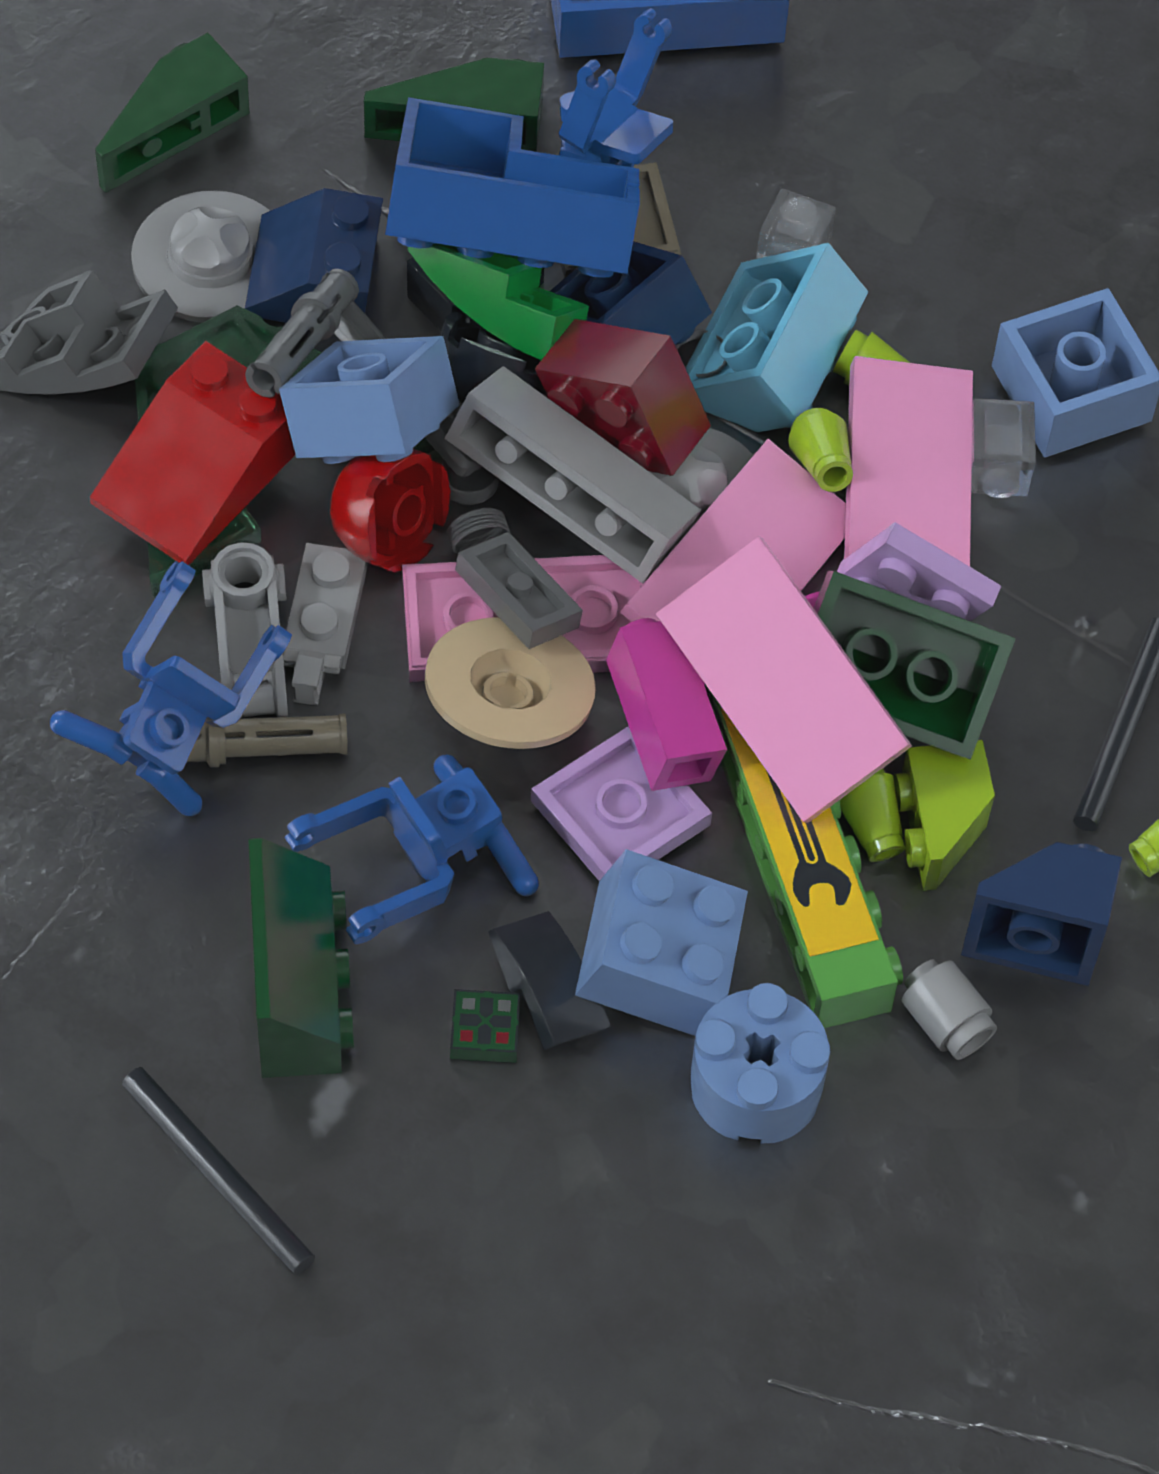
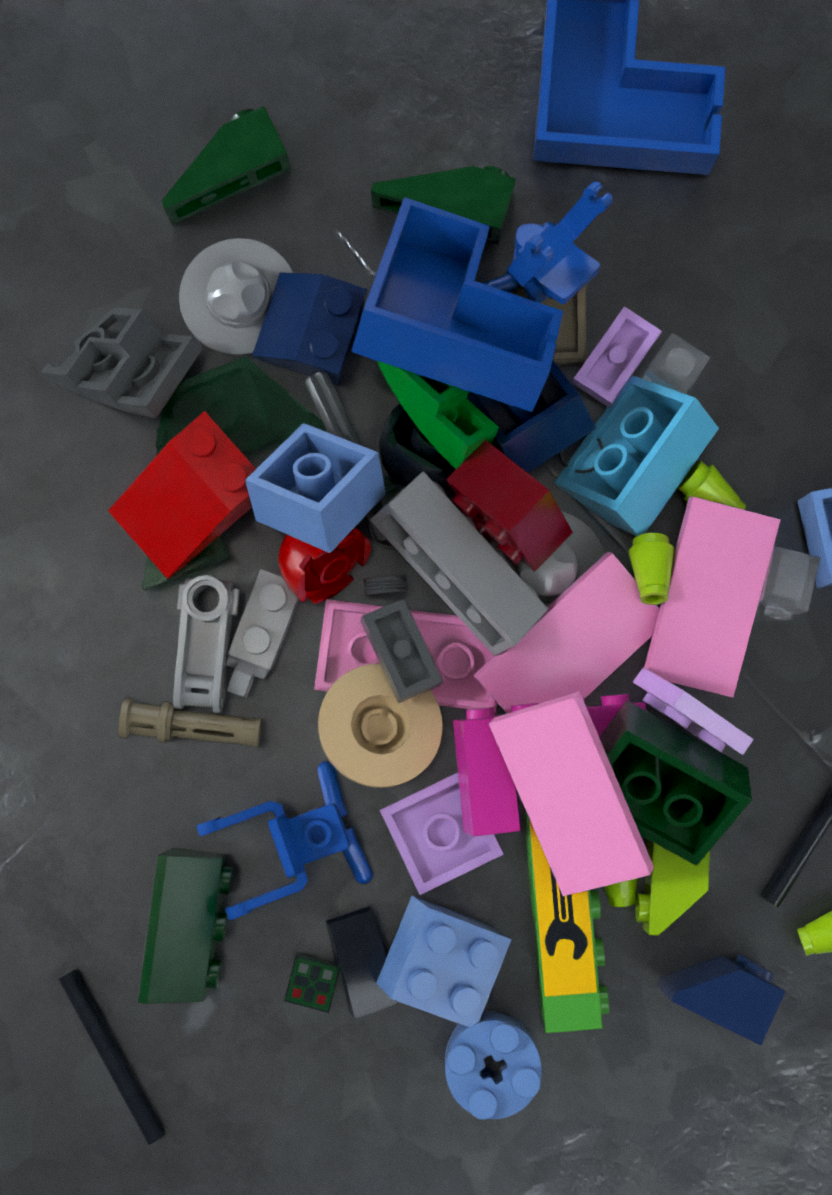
camera: 20 degrees right, 25 degrees up
(174, 702) = (130, 721): blue piece -> none
(312, 320) = (289, 403): dark grey pin -> none
(722, 238) = (616, 357): none -> lavender plate
(948, 1008) = (636, 1040): light grey brick -> none

